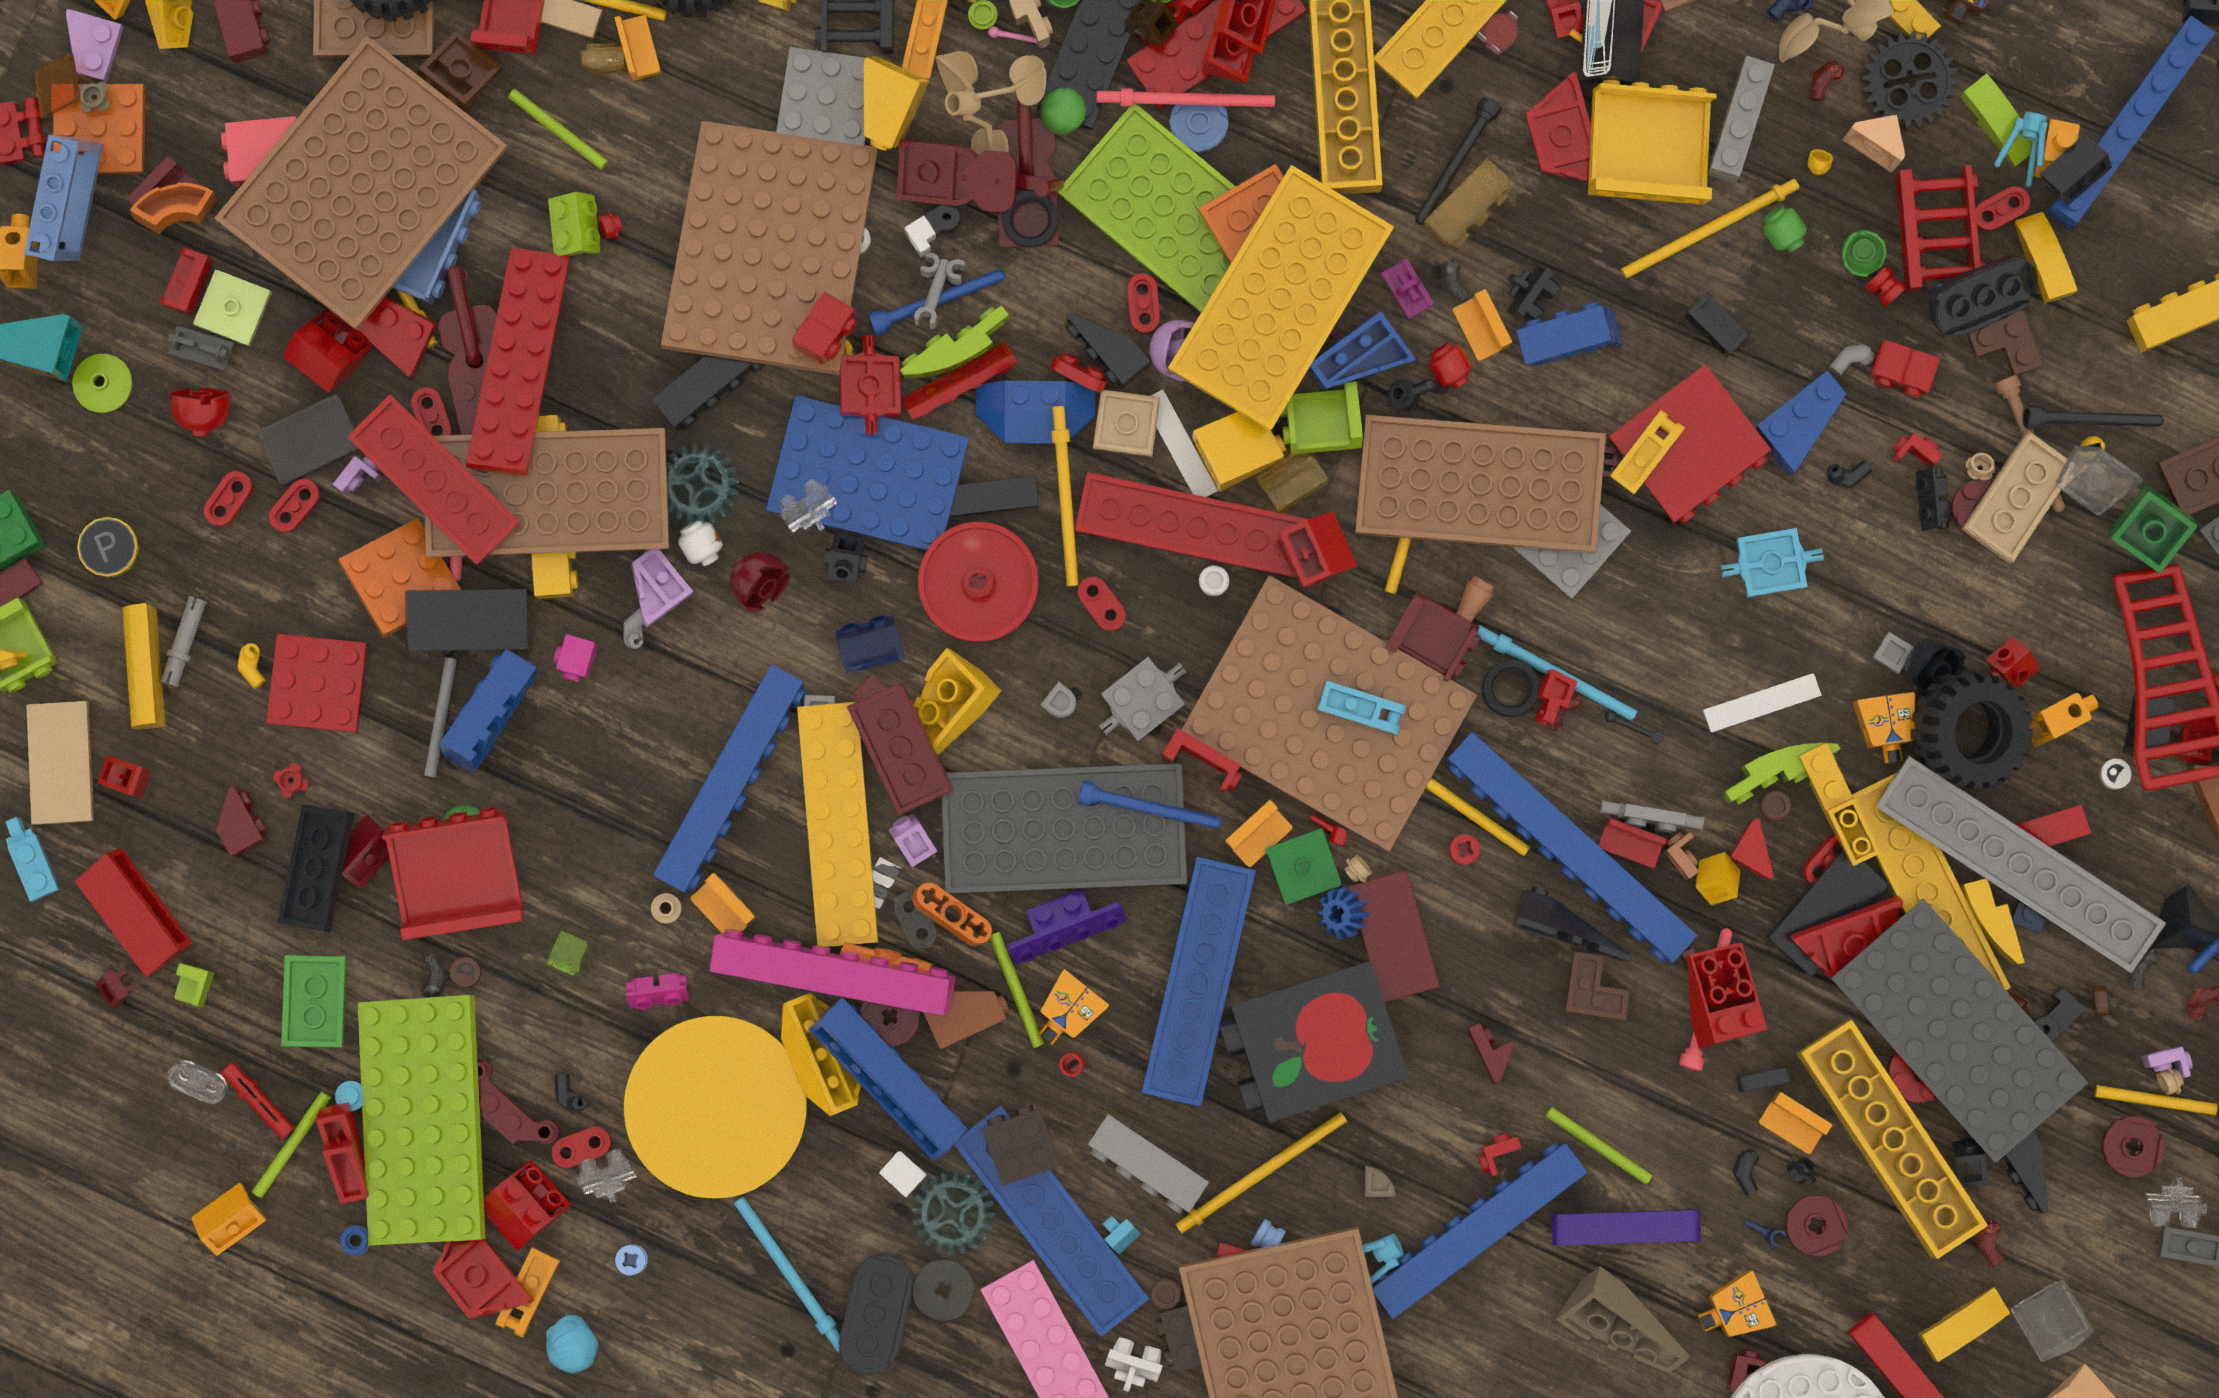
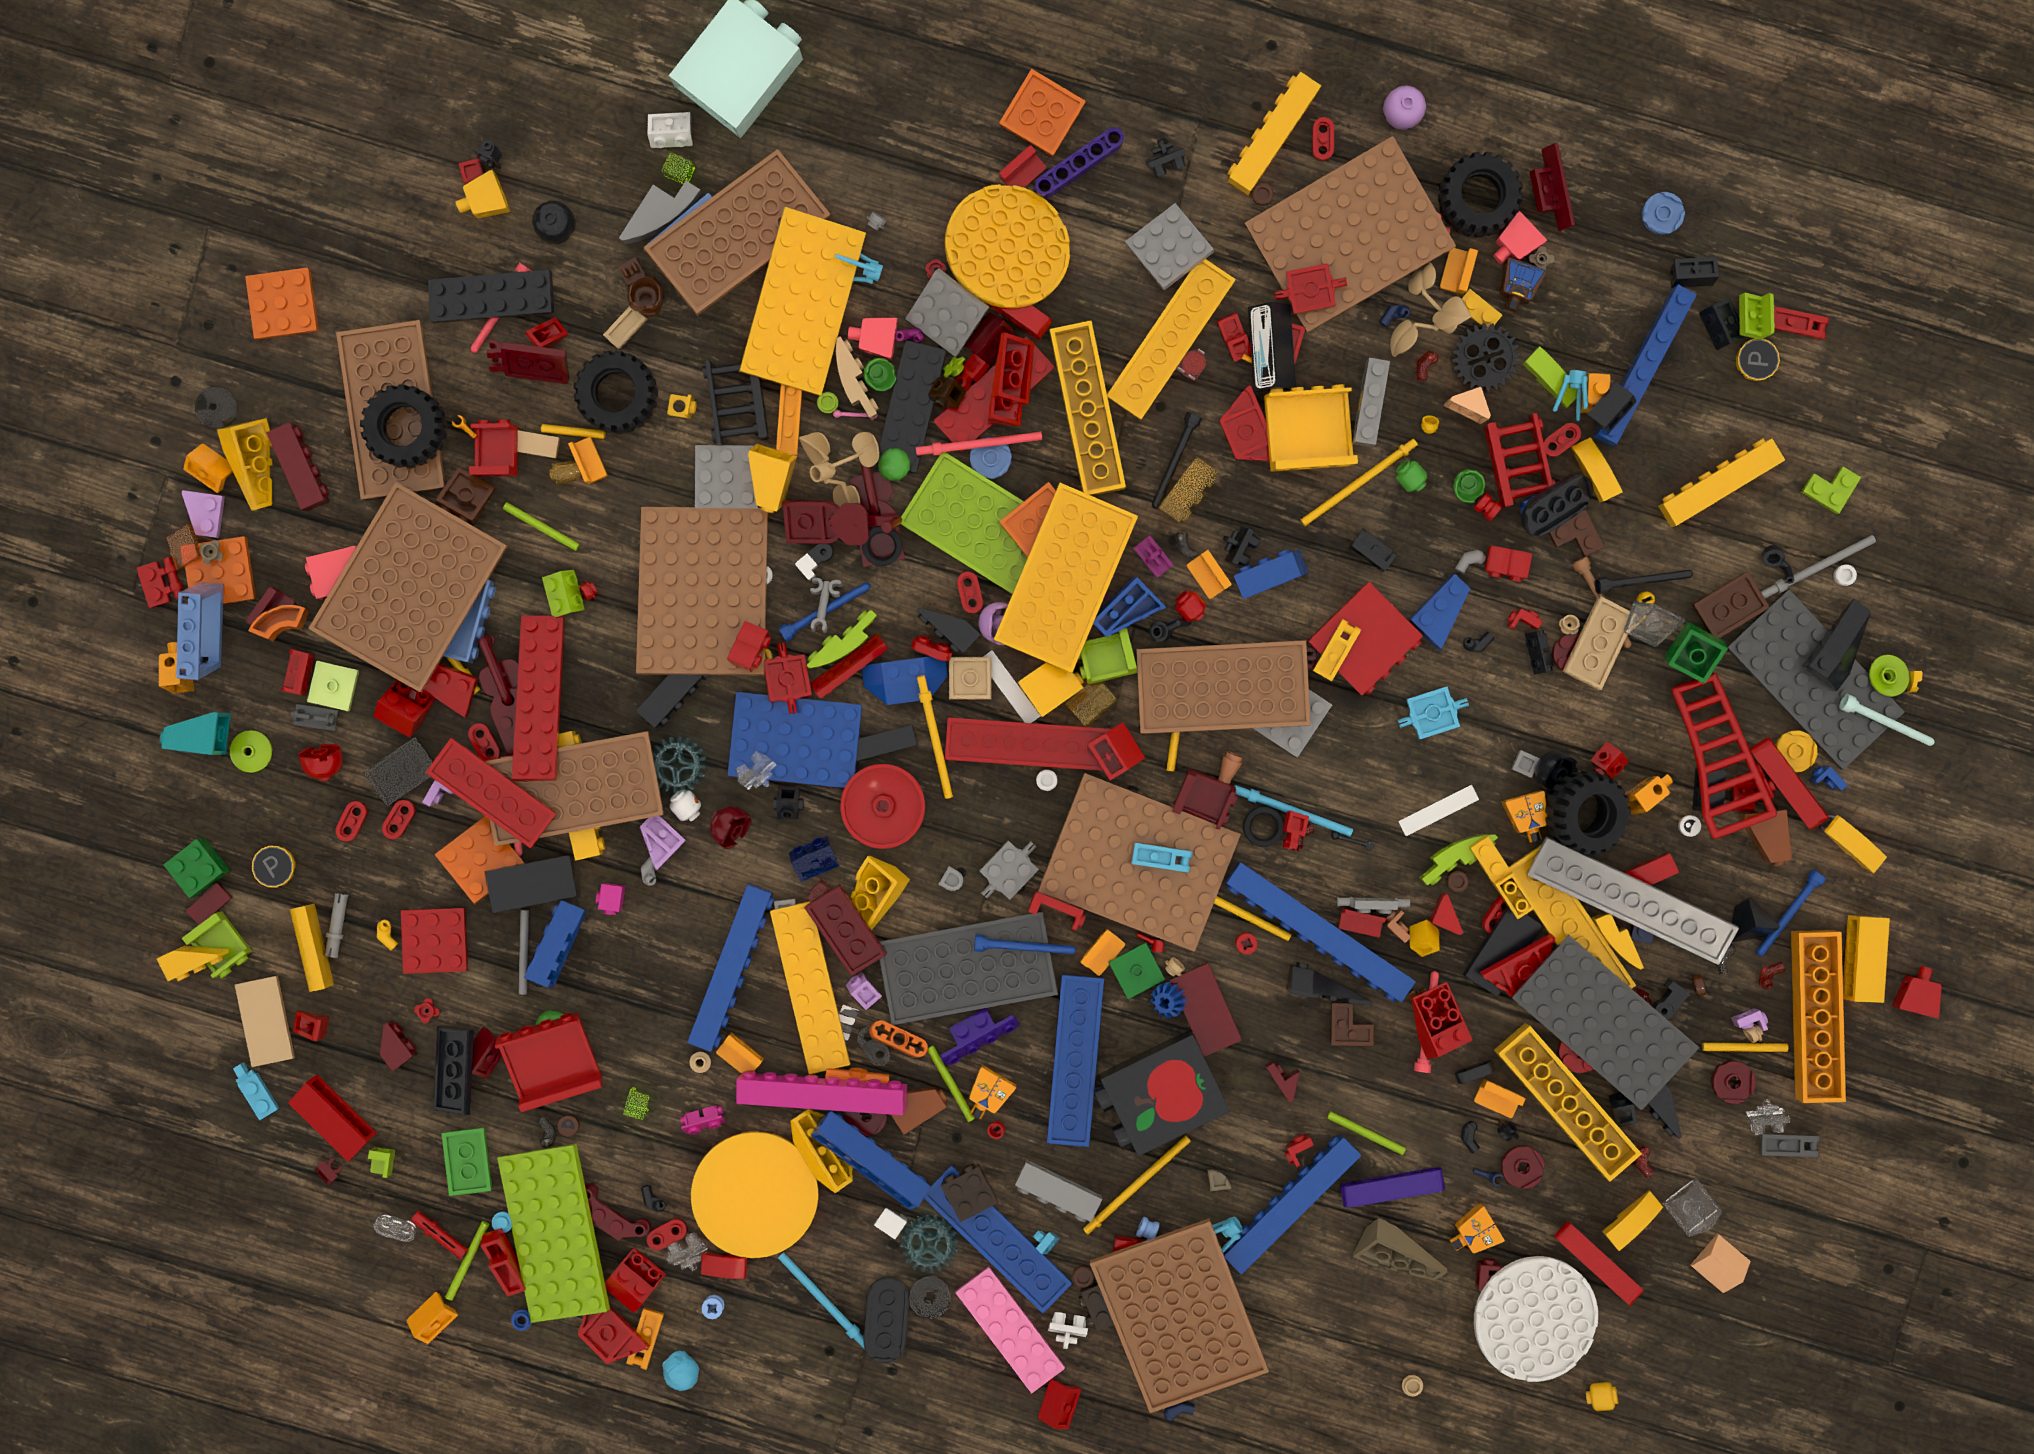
camera: 10 degrees left, 5 degrees up
(656, 1203) = (725, 1266): none -> red slope
(1101, 603) = (972, 806): red plate -> none

